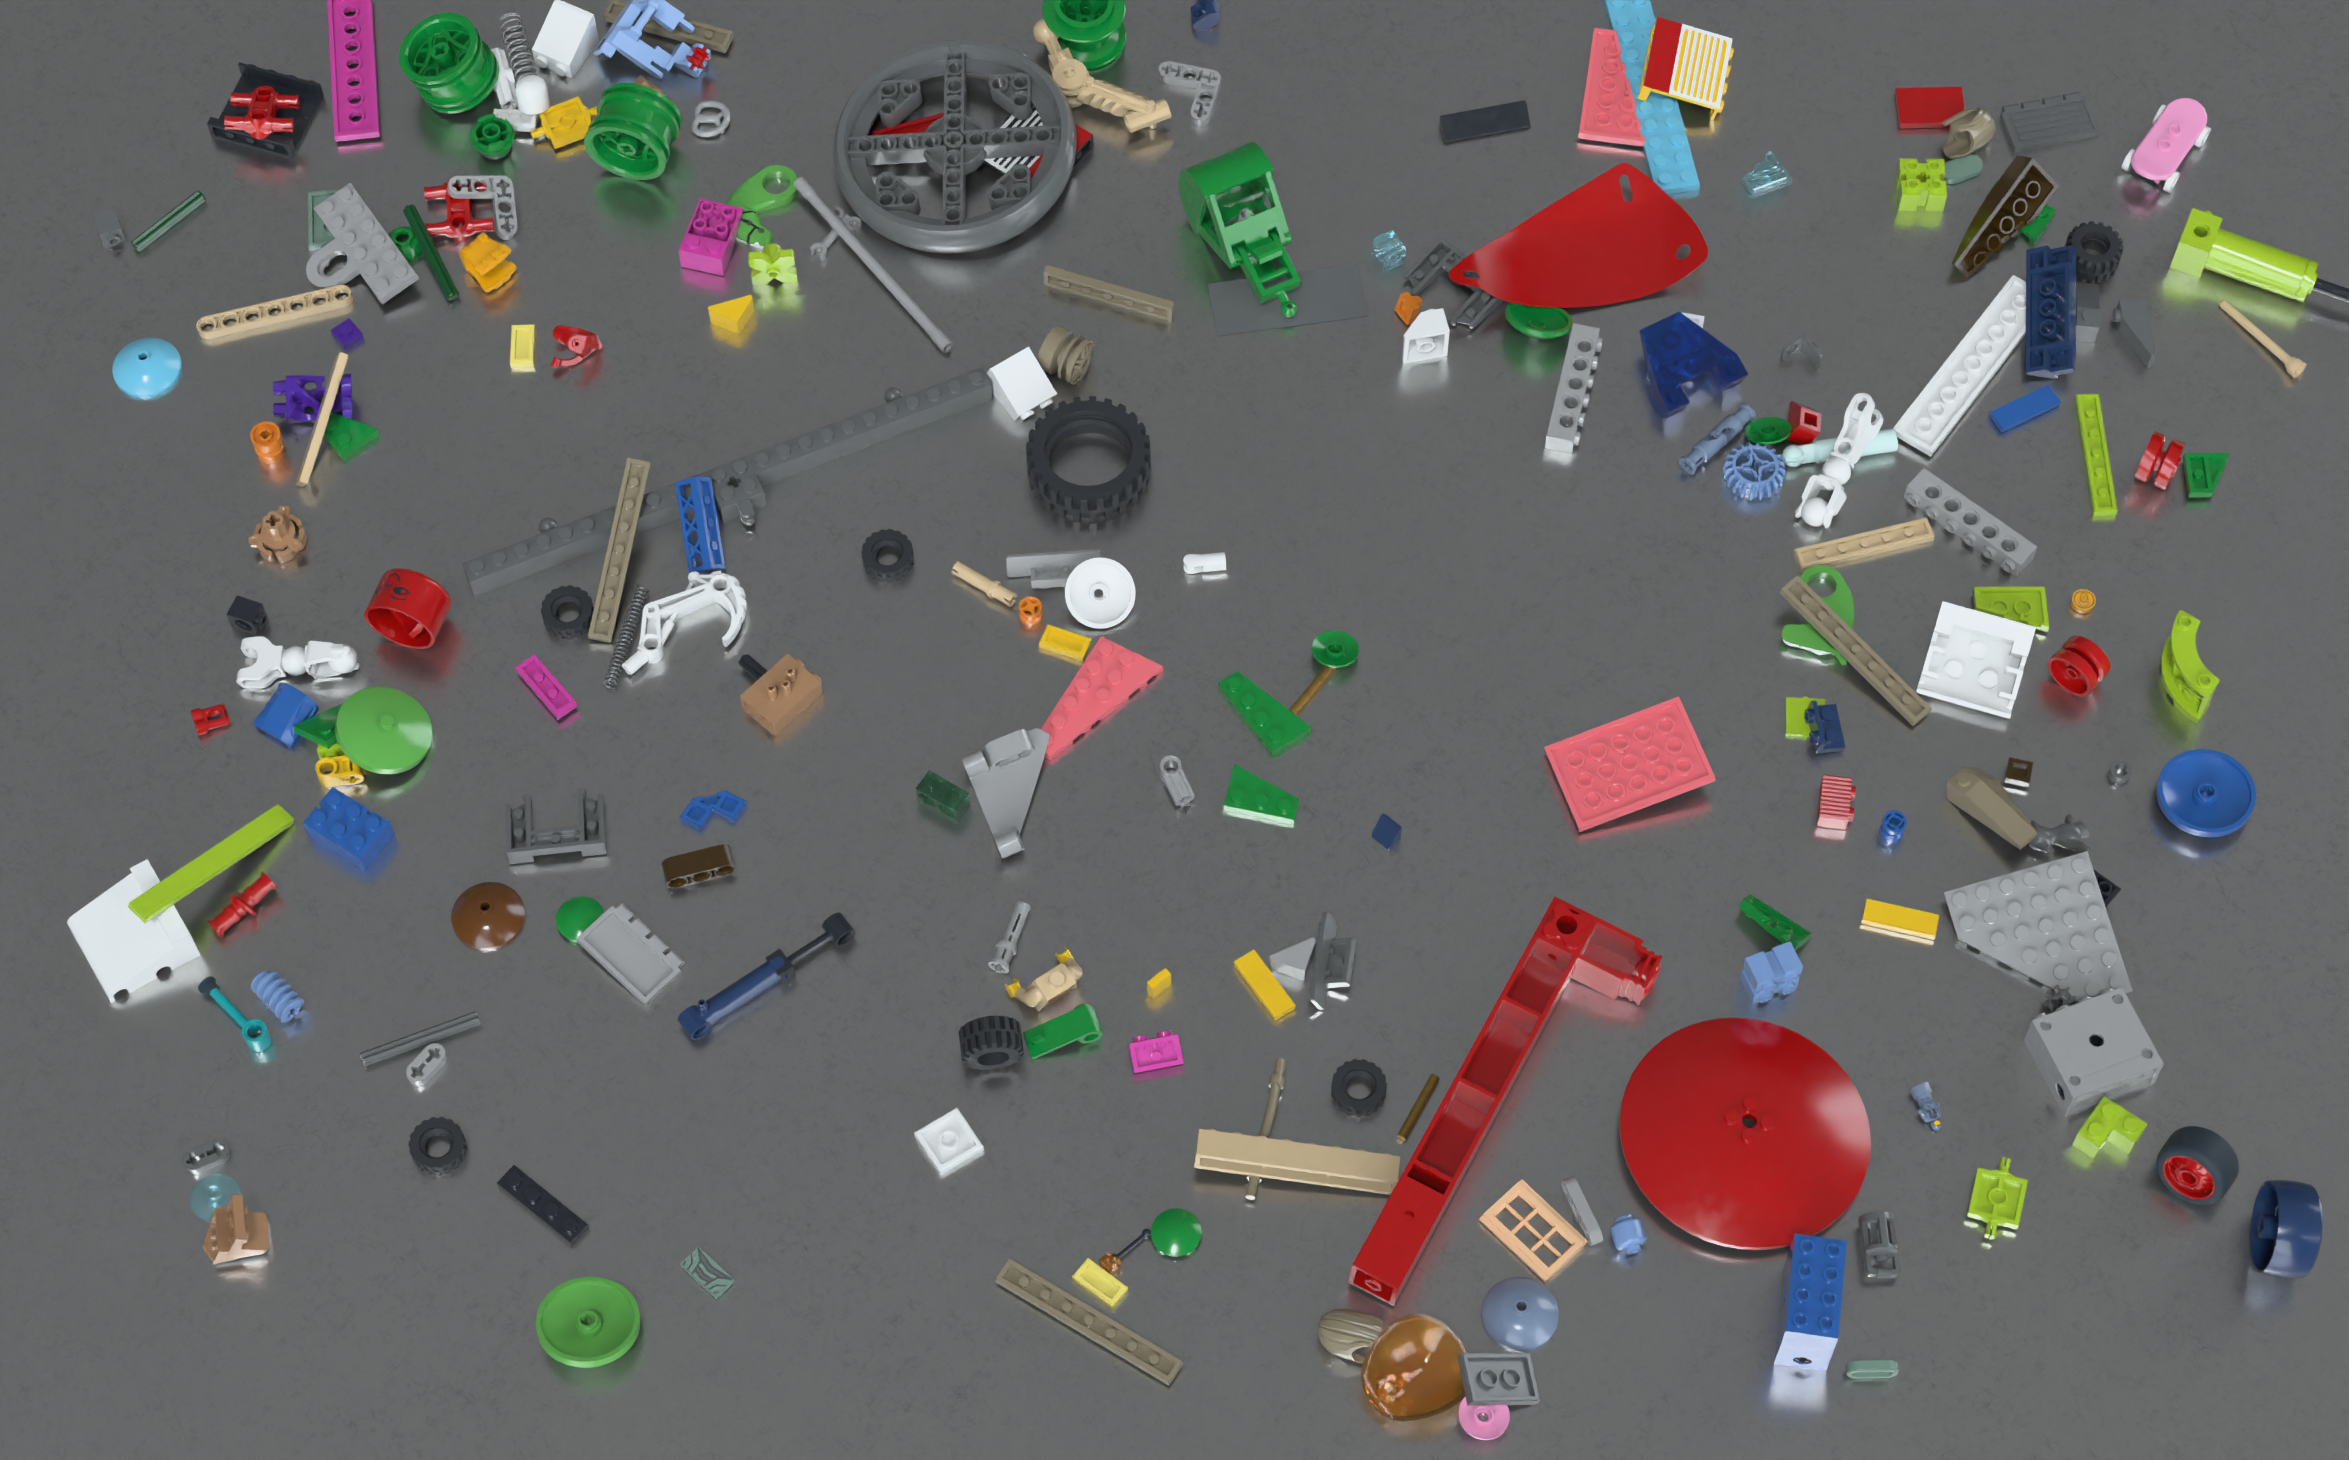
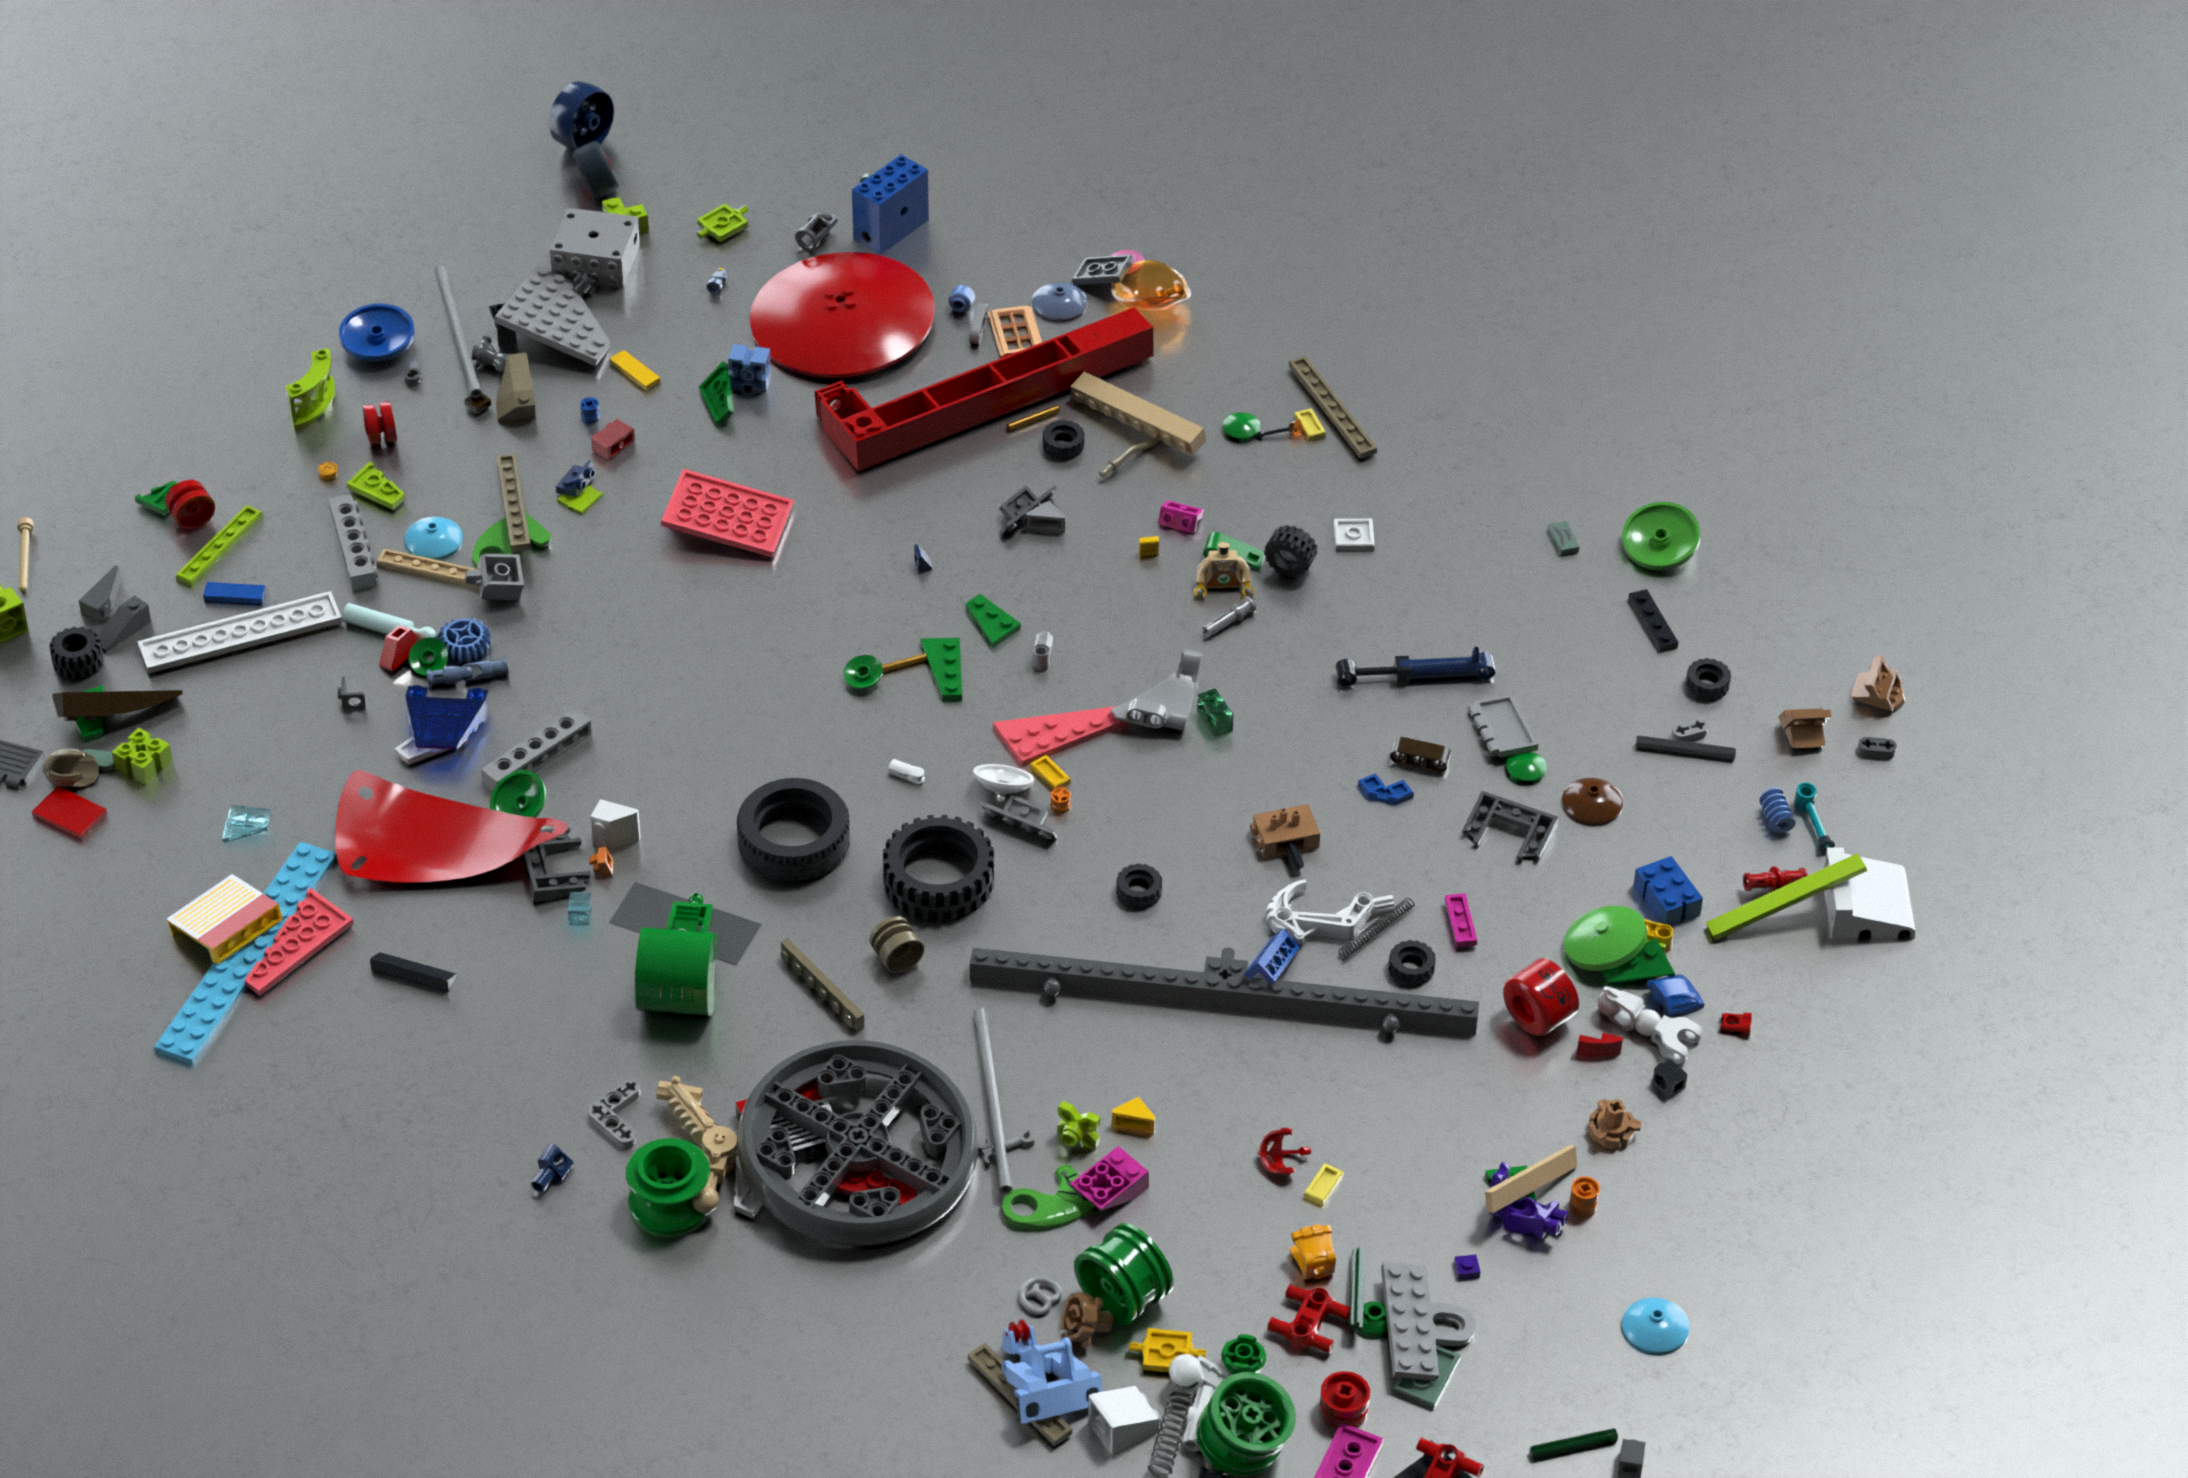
camera: 150 degrees left, 15 degrees down
(203, 1204) = (1882, 725): clear light blue dish -> none
(285, 314) = (1531, 1312): tan beam -> none
(300, 1132) = (1805, 727): none -> medium nougat piece
(324, 619) = (1593, 1047): none -> red slope
(385, 148) = (1344, 1399): none -> red wheel
(492, 192) = (1271, 1308): light grey beam -> none
(619, 550) = (1346, 966): dark tan plate -> none
(992, 588) = (1077, 828): tan pin -> none
(1021, 385) = (947, 952): white slope -> none
(1264, 985) = (1077, 519): yellow tile -> none
(1265, 384) = (787, 797): none -> black tyre
(1347, 1330) = (1175, 321): dark tan hair -> none
(1782, 547) = (497, 576): none -> light grey hinge
(1855, 435) = (392, 602): white piece -> none
(1898, 592) = (433, 538): none -> medium azure dish
(1975, 660) = (435, 465): white panel -> none
(2050, 311) = (151, 624): dark blue slope -> none
(2220, 924) = (473, 383): none -> light grey piece

